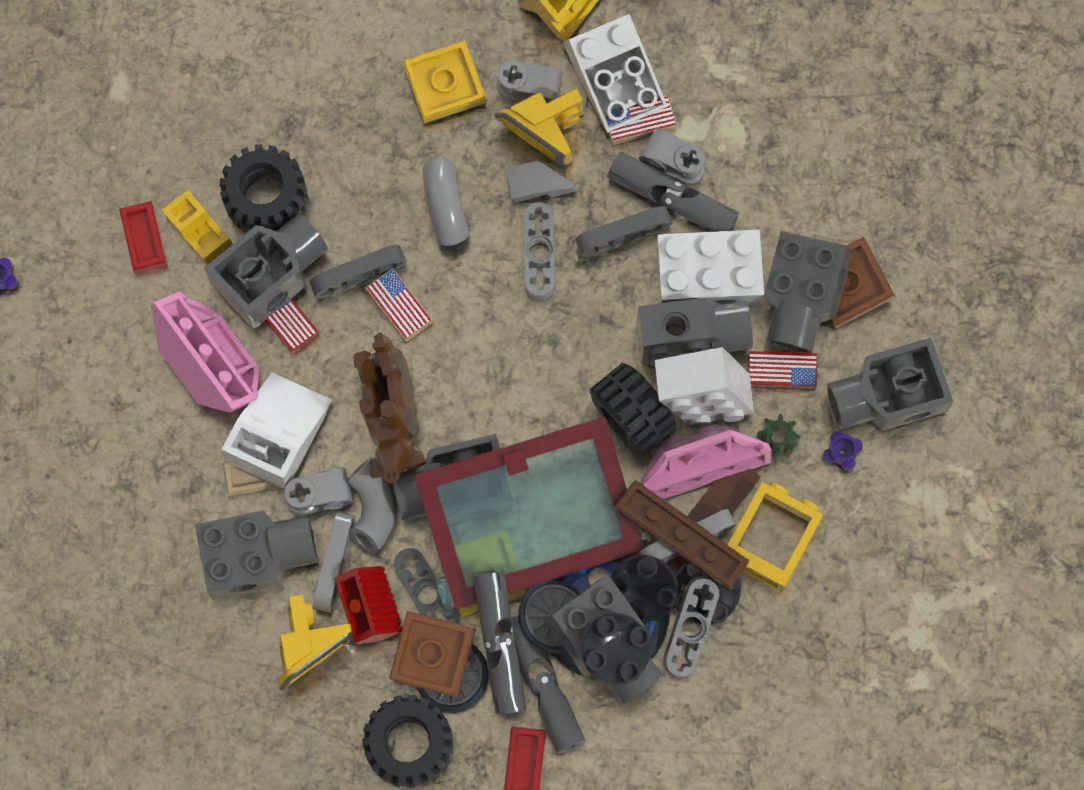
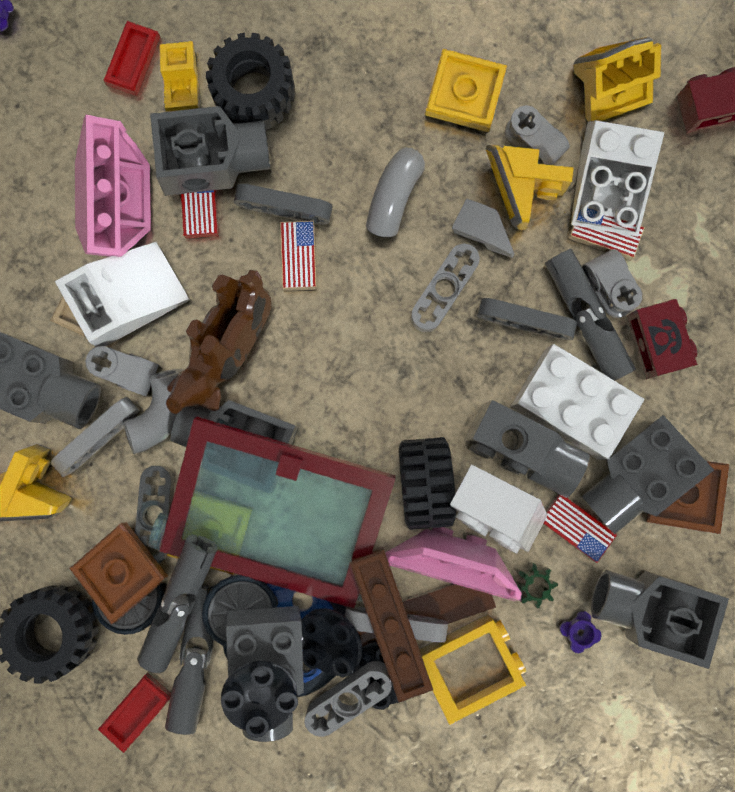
camera: 30 degrees right, 10 degrees up
(368, 604) = (94, 495): red brick -> none
(744, 174) = (662, 338): none -> dark red brick

